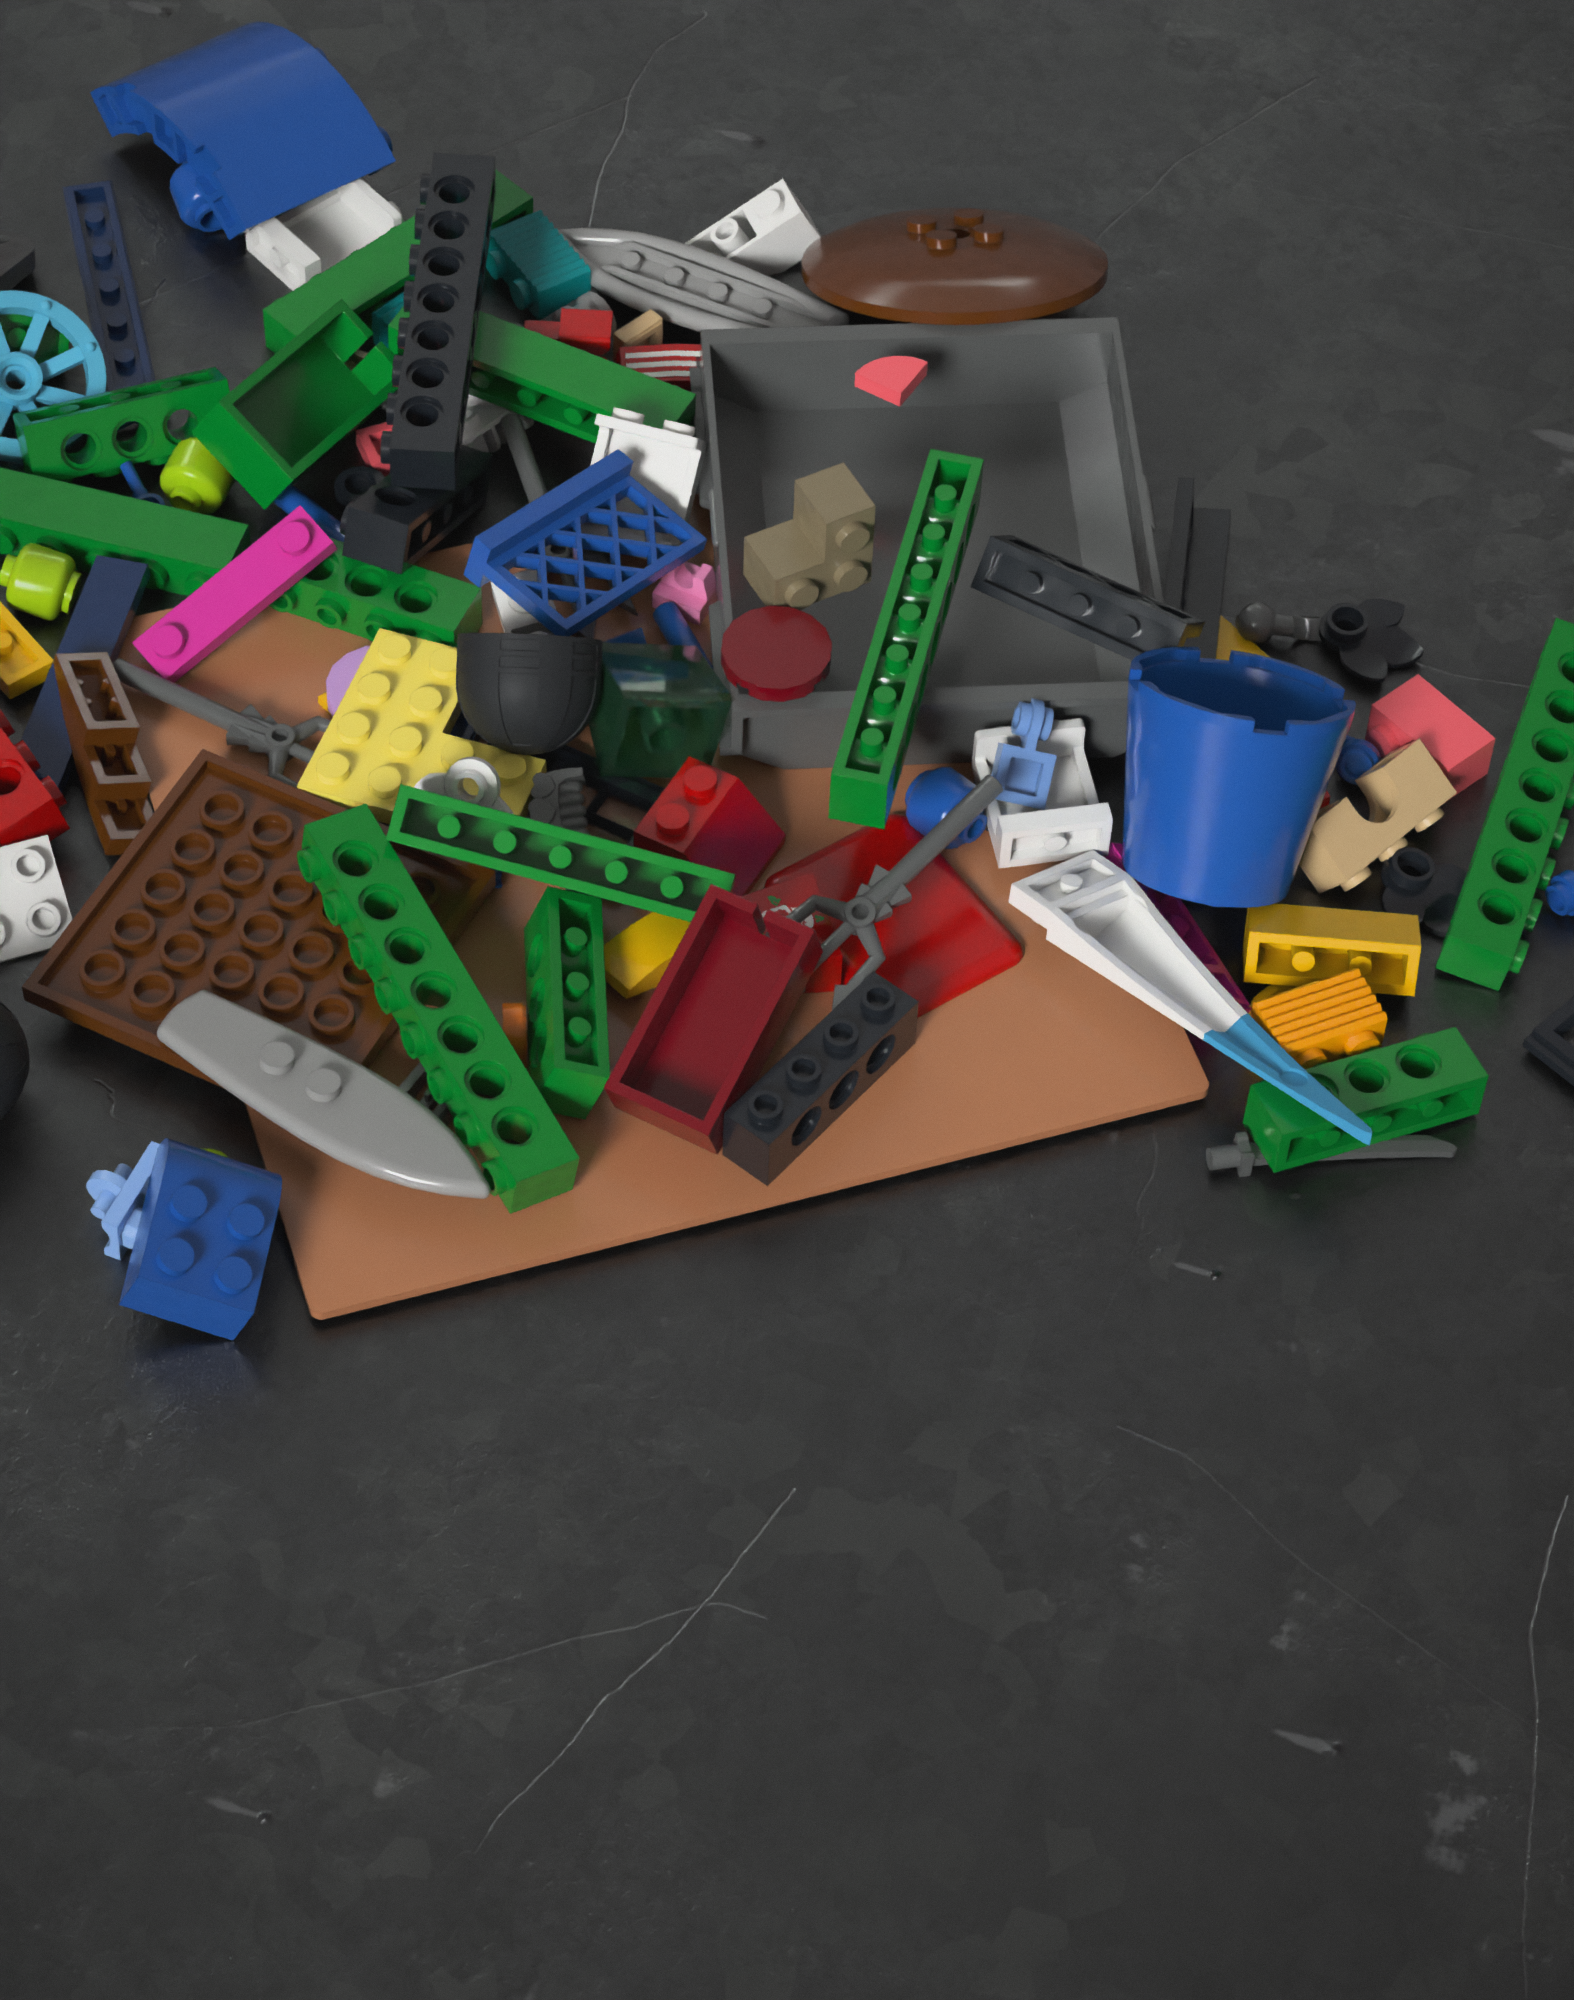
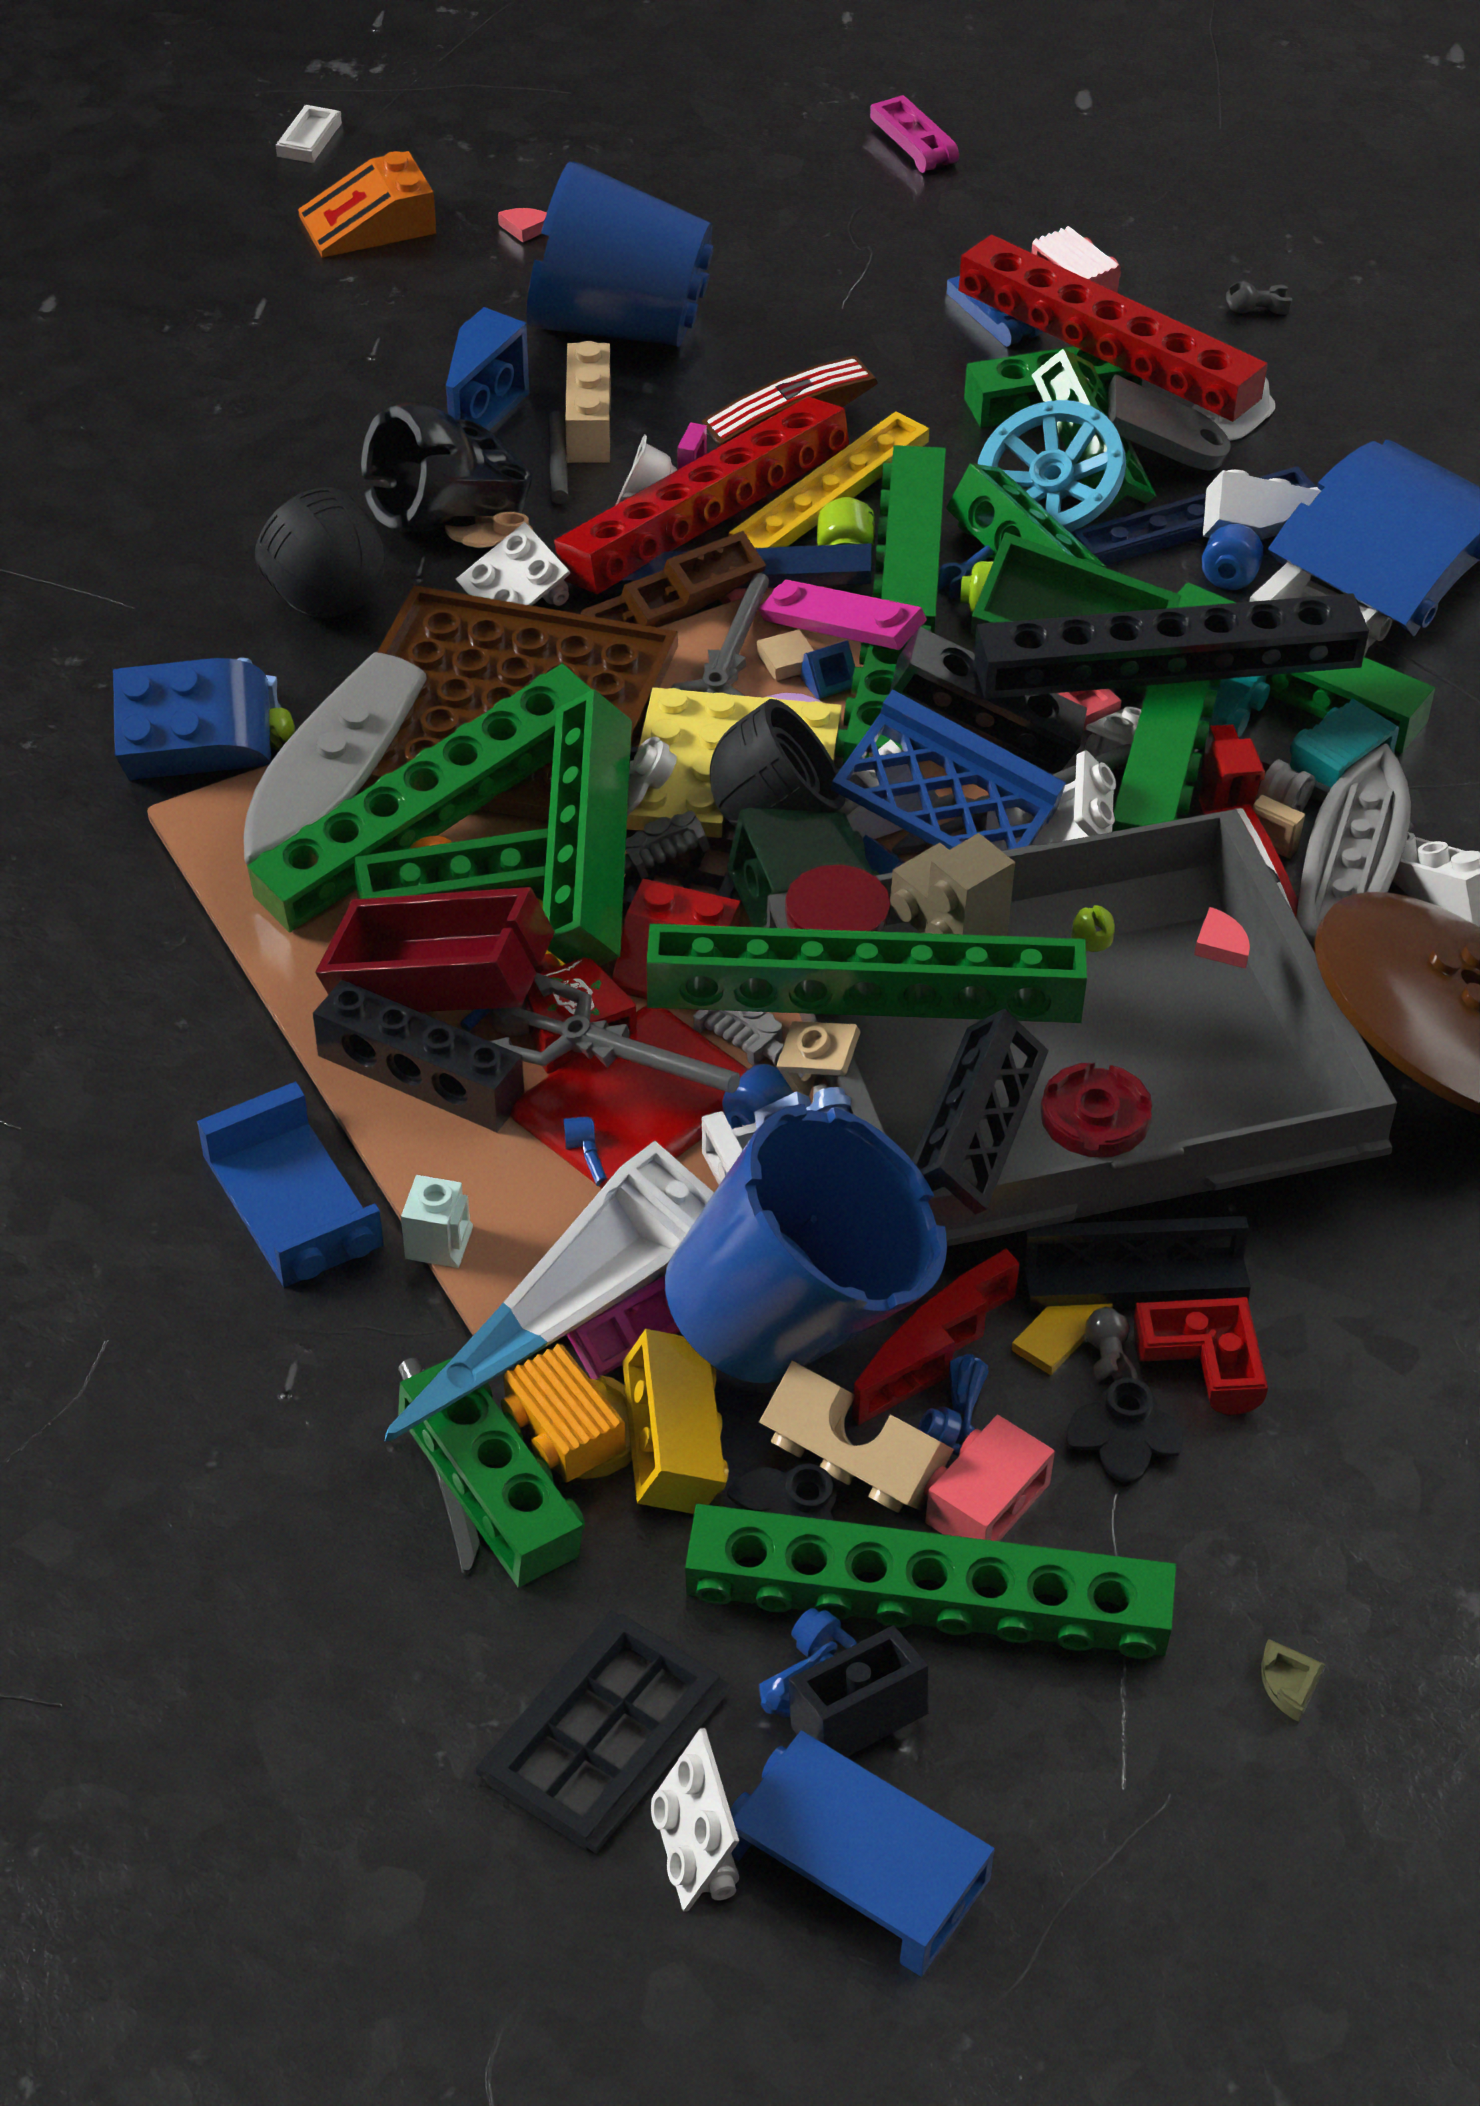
camera: 80 degrees right, 5 degrees down
(144, 227) = (1252, 502): none -> white slope
(207, 273) = (1232, 557): none -> blue head
(248, 671) = (783, 653): none -> tan tile
(293, 639) = (828, 669): none -> blue slope
(807, 814) = (753, 1031): none -> light grey piece
(859, 461) = (1084, 928): none -> lime hinge
(952, 960) = (581, 1133): none -> blue hand
(956, 717) = (815, 1050): none -> tan bracket
(958, 1235) = (287, 1186): none -> blue panel
(1063, 1077) = (436, 1222): none -> light aqua window
(1093, 519) = (1096, 1110): none -> dark red tile
(1292, 543) = (1208, 1330): none -> red brick

